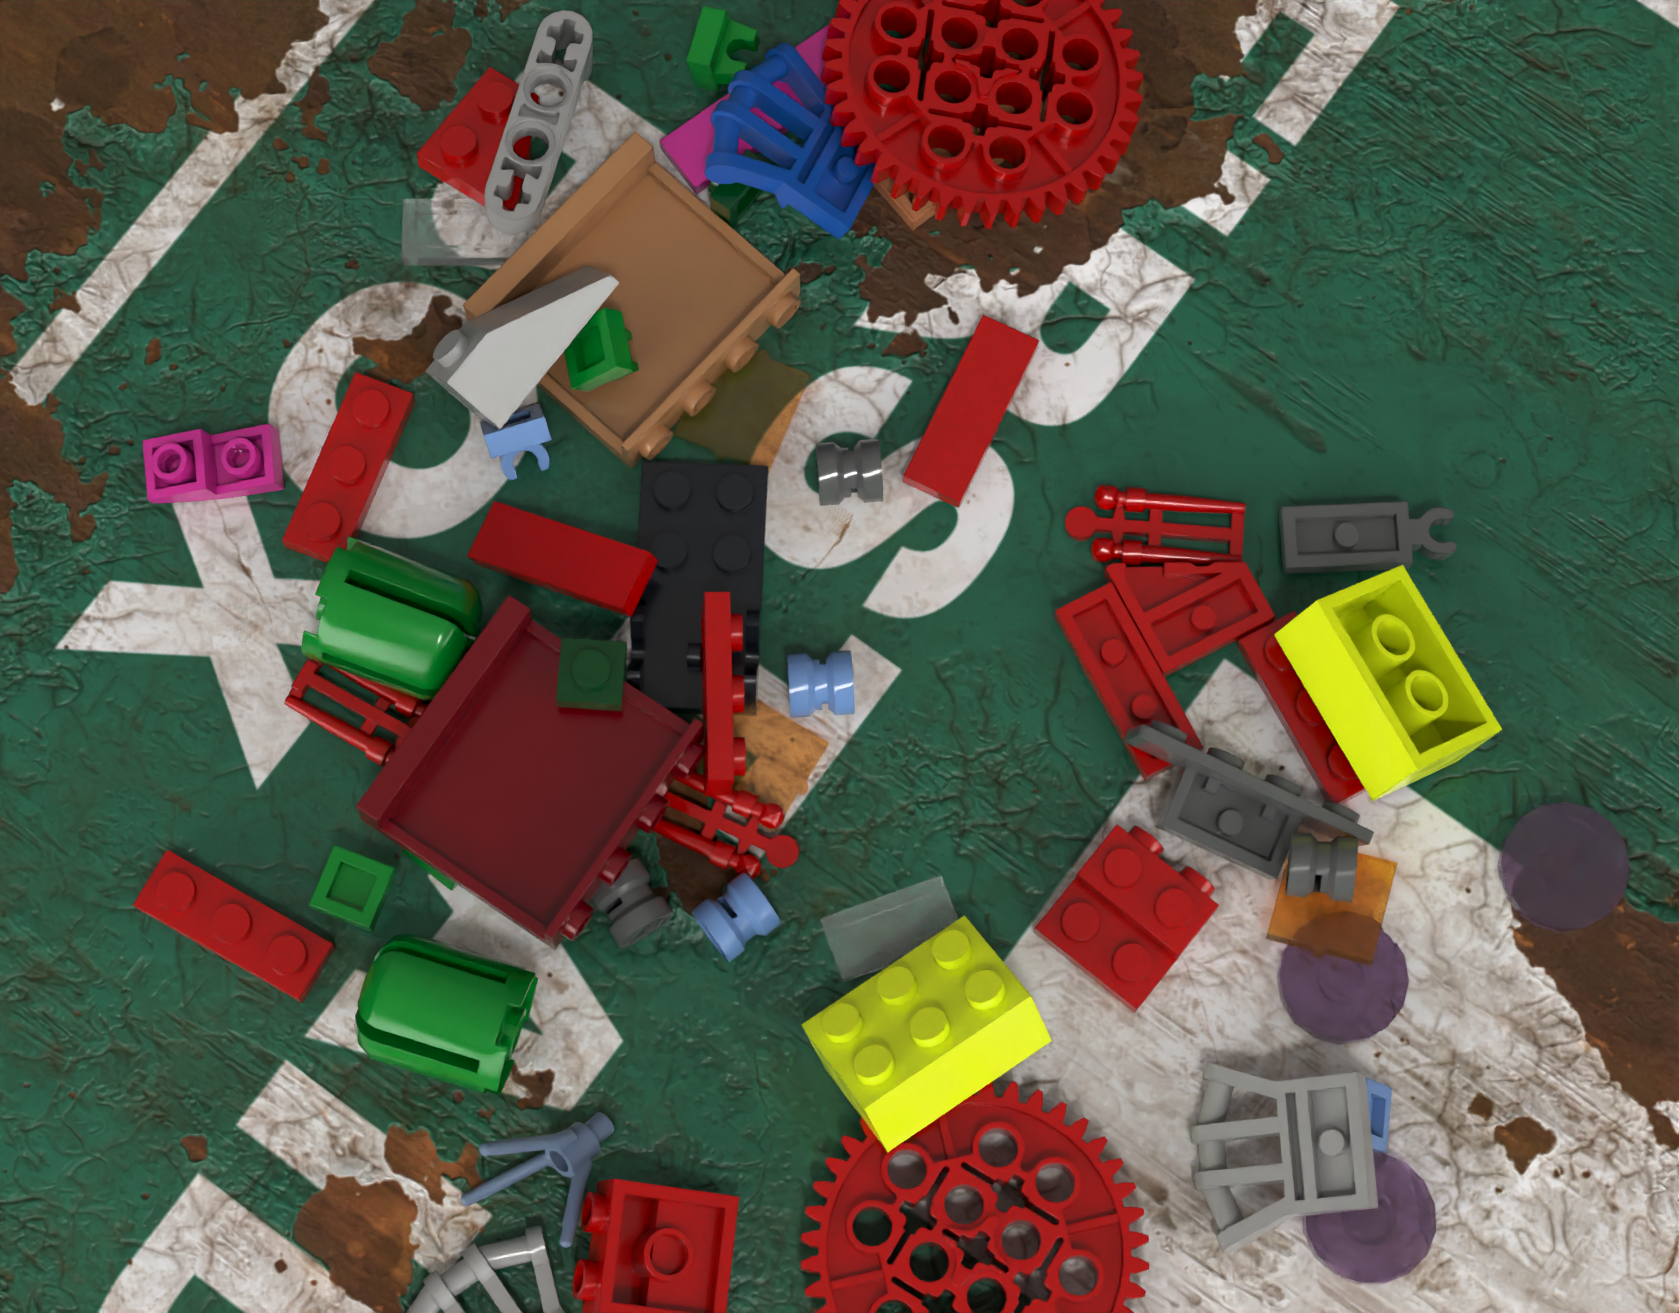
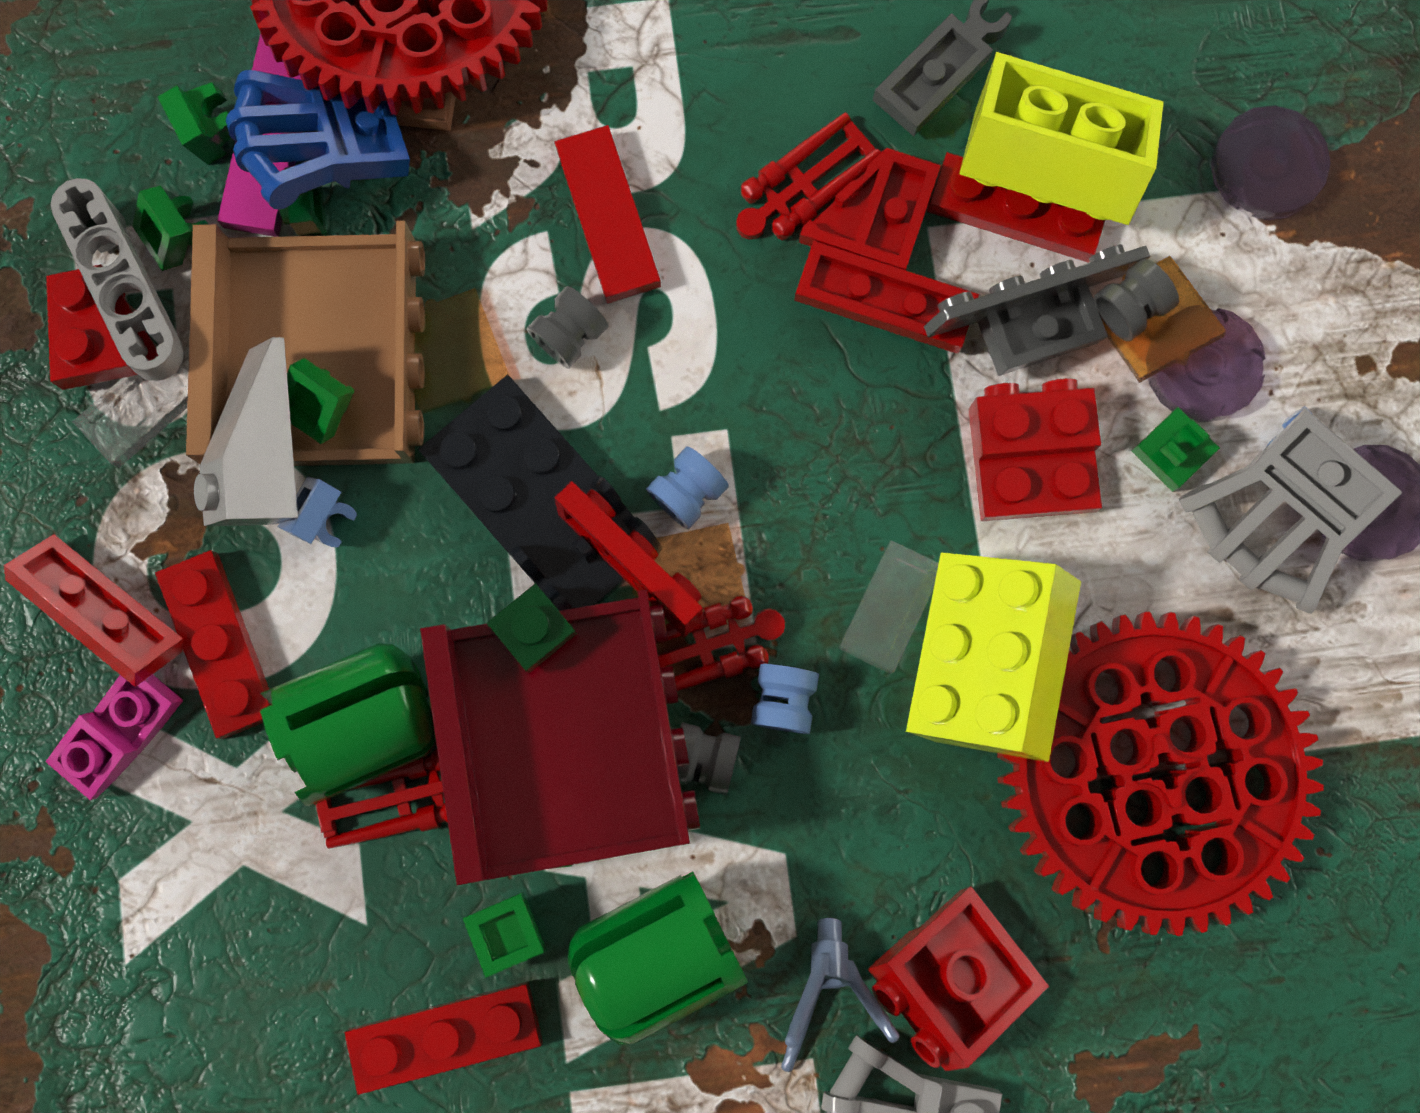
camera: 45 degrees left, 5 degrees up
(285, 359) = (93, 609): none -> red plate
(563, 558) = (429, 566): red tile -> none
(612, 109) = (162, 226): none -> green tile
(1247, 1022) = (1176, 449): none -> green tile

